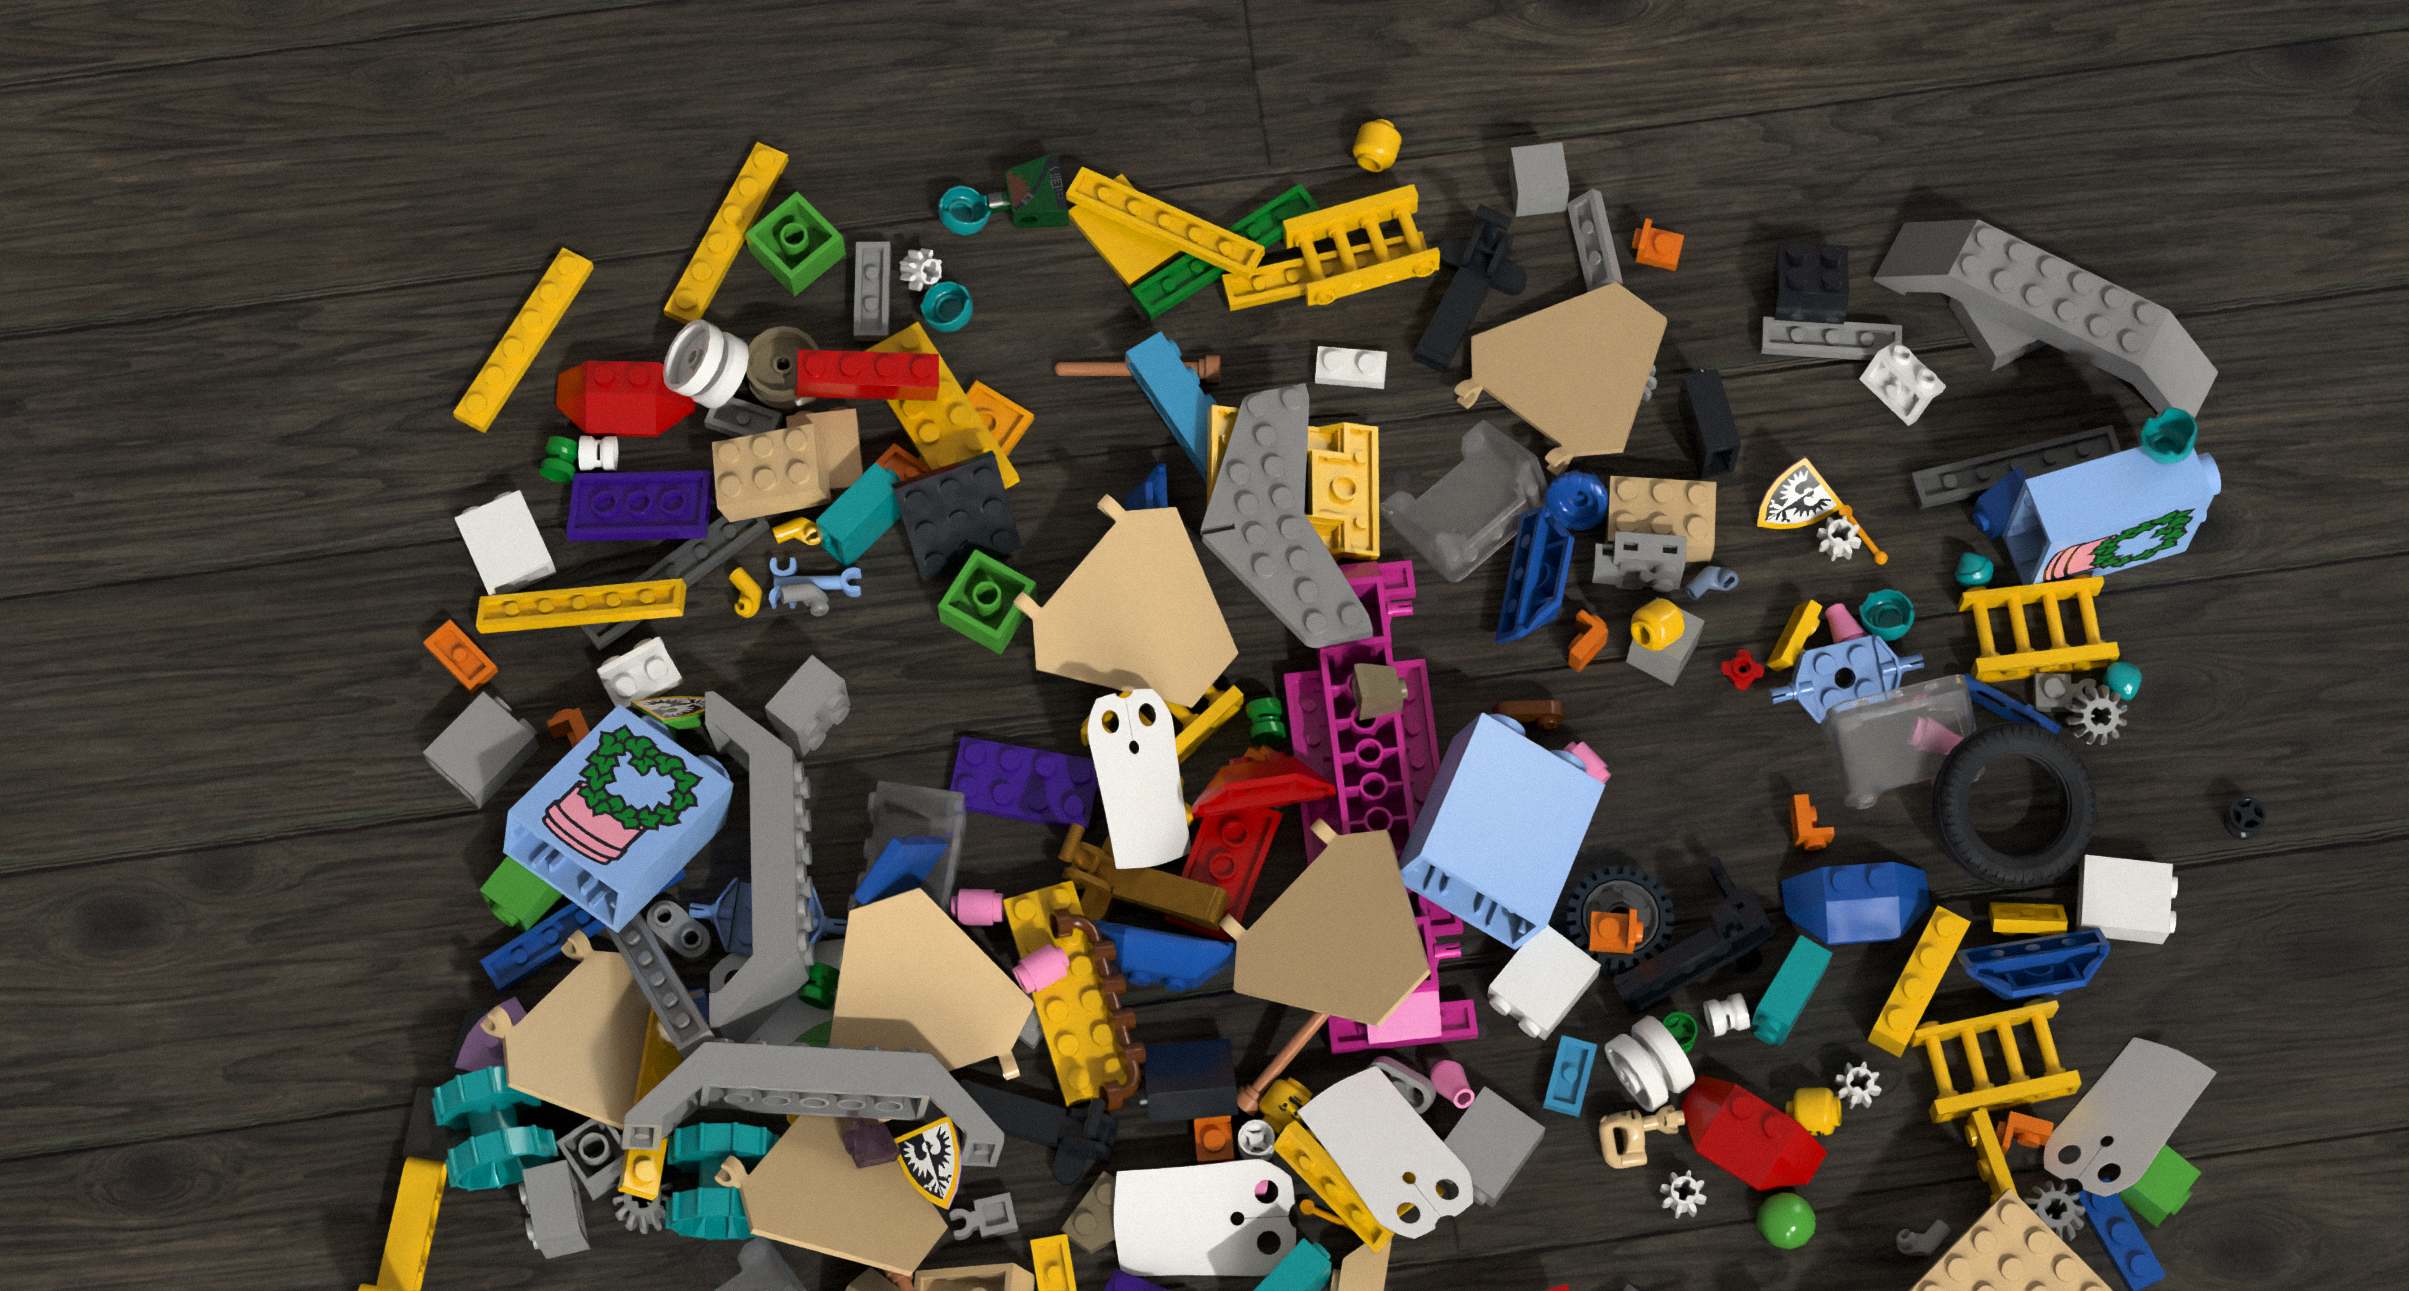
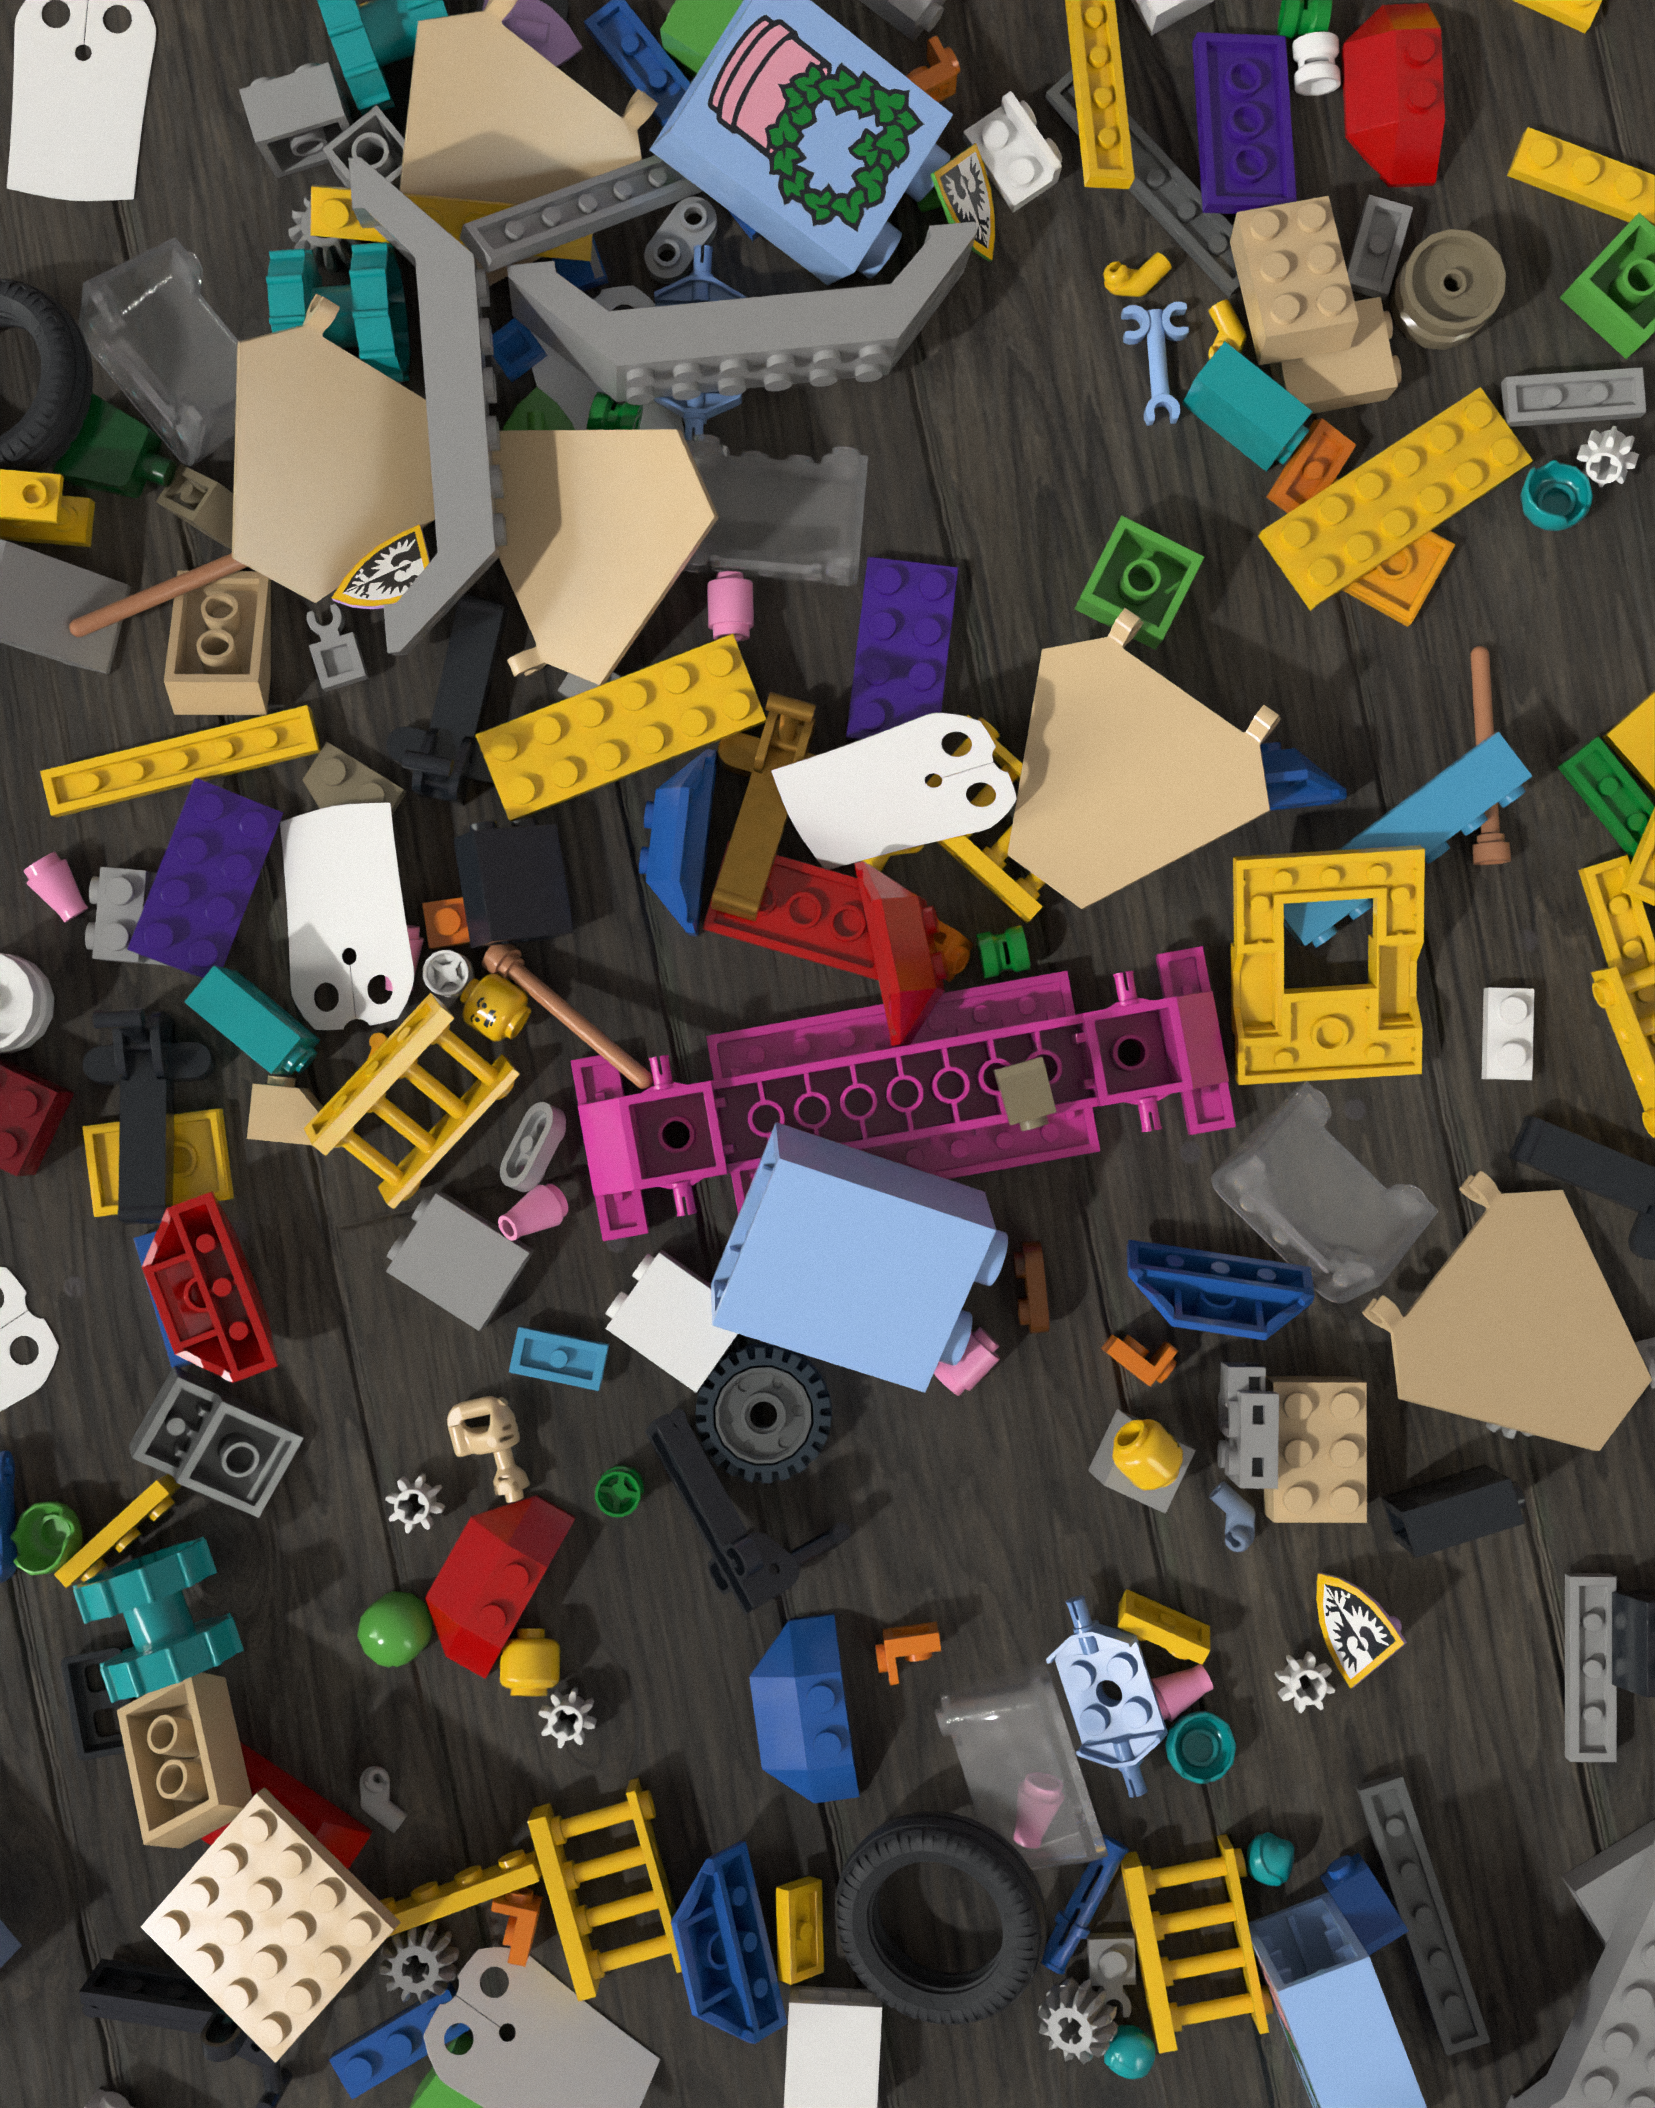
camera: 85 degrees right, 20 degrees up
(705, 364) = (1445, 180): white wheel -> none
(807, 593) = (1138, 353): light grey arm -> none
(808, 706) = (977, 364): light grey brick -> none
(867, 375) = (1438, 388): red brick -> none
(870, 1144) = (405, 496): bracket -> none
(901, 867) = (749, 494): blue tile -> none
(955, 513) = (1252, 529): black plate -> none
(1041, 968) = (633, 686): bright pink brick -> none
(1110, 987) = (621, 776): reddish brown bar -> none
(1265, 528) = (1231, 942): light grey wing -> none
(1337, 935) = (693, 1057): tan flag -> none
(1377, 1140) = (445, 1120): white piece -> none
(1577, 500) = (1334, 1340): blue hair -> none
(1615, 932) = (737, 1410): orange bracket -> none
(1649, 1063) = (564, 1453): white wheel -> none
(1726, 1014) = (649, 1551): white wheel -> none
(1739, 679) = (1114, 1546): red plate -> none
(1790, 991) = (674, 1633): teal brick -> none
(1879, 556) = (1285, 1734): light orange hinge -> none
(1902, 381) = (1533, 1763): white bracket -> none
(1918, 981) = (734, 1810): yellow arch -> none

